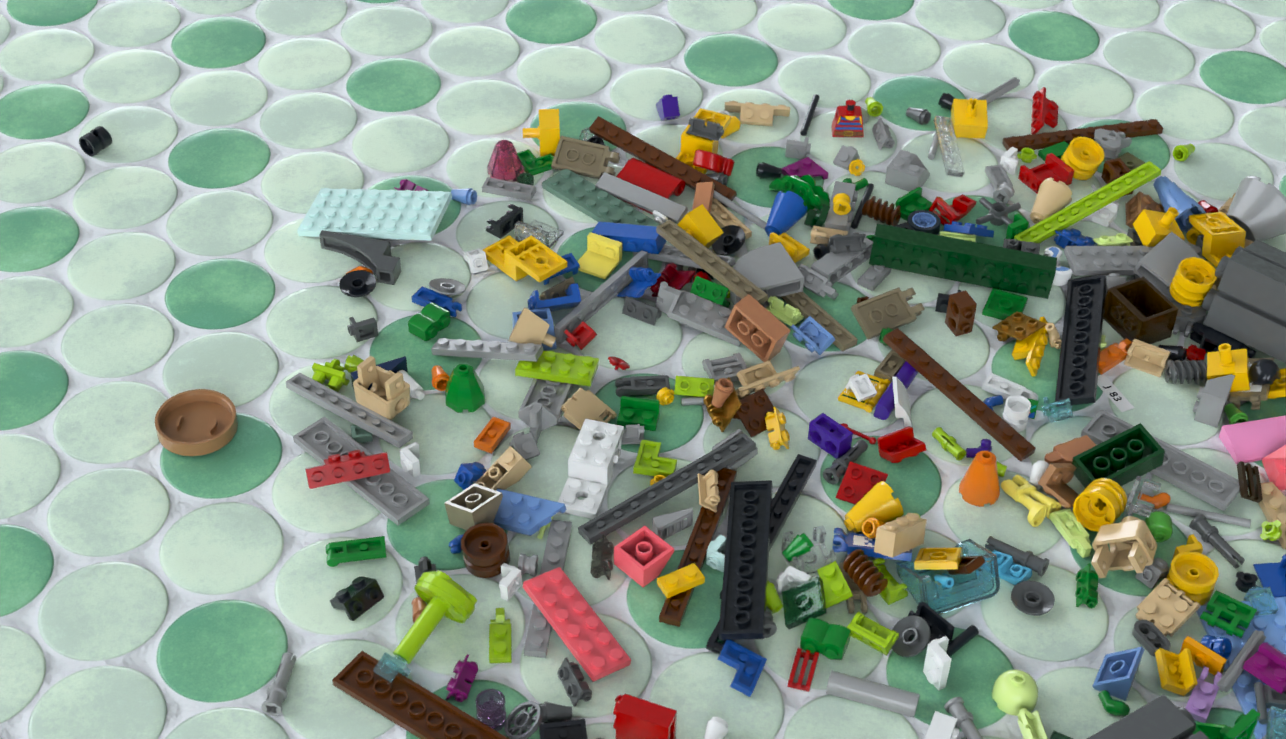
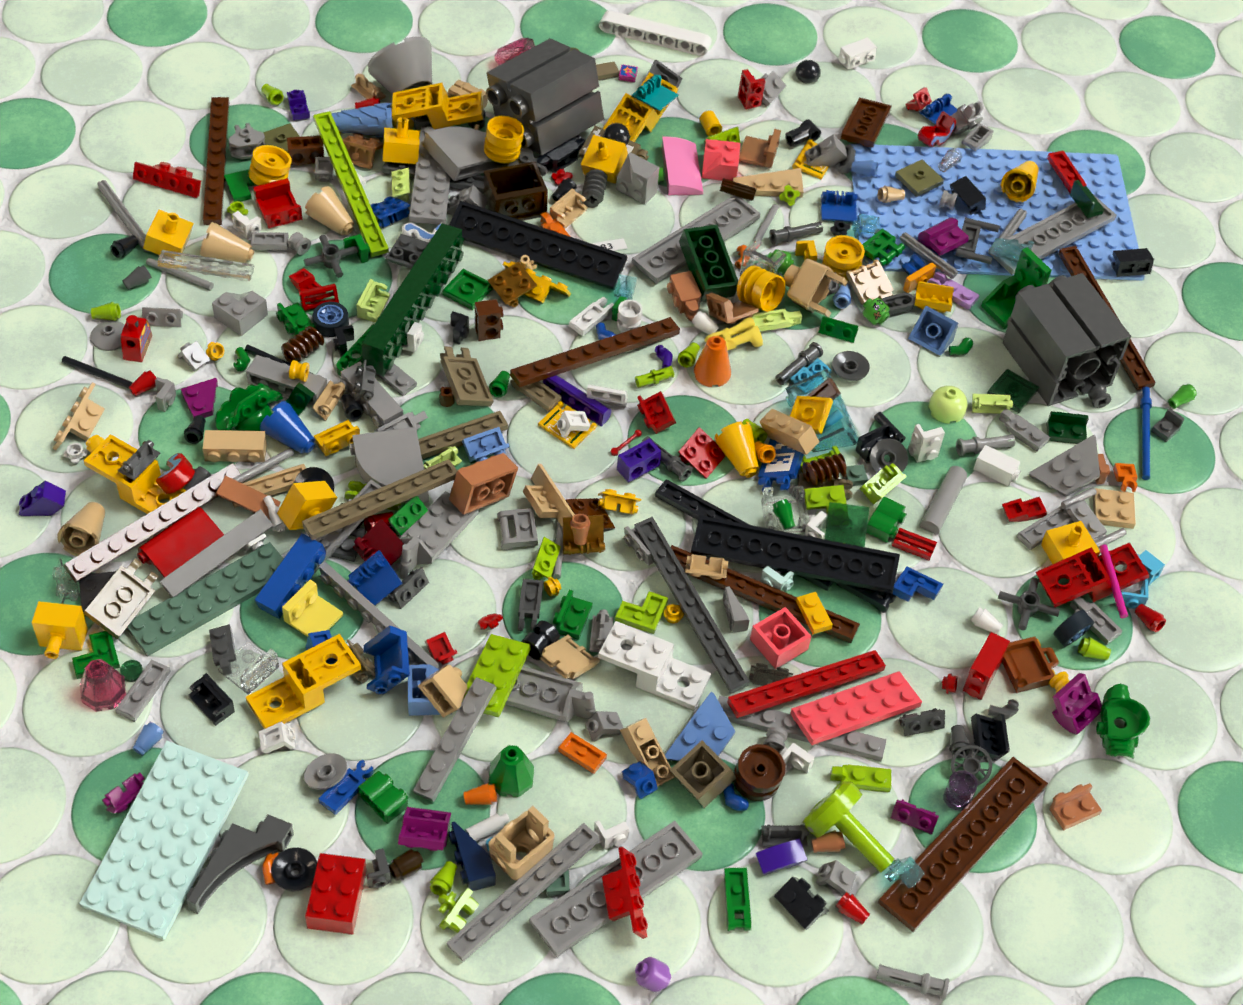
camera: 85 degrees left, 10 degrees up
(275, 495) = (652, 974): none -> medium lavender head
(335, 305) = (336, 893): none -> red brick
(353, 633) = (852, 908): none -> red cone
(368, 341) = (405, 864): none -> dark brown brick
(384, 620) = (836, 876): none -> light grey bracket
(398, 344) = (425, 829): none -> magenta brick
(401, 577) = (781, 856): none -> dark purple slope
(552, 218) = (223, 647): none -> dark grey hinge
(596, 582) = (805, 684): none -> red plate
(605, 392) = (541, 636): none -> black wheel
(648, 129) = (82, 529): none -> tan cone
(756, 192) = (234, 446): none -> tan brick
(800, 135) = (143, 383): none -> red cone
(881, 614) = (856, 474): none -> sand green plate
(920, 272) = (414, 337): none -> white bracket
(969, 228) = (360, 280): blue plate -> none
(974, 147) = (225, 245): none -> tan cone
(1126, 616) = (876, 311): none -> bright green head
(1136, 587) = (842, 297): none -> light blue cone
(1183, 170) = (298, 104): none -> dark purple slope

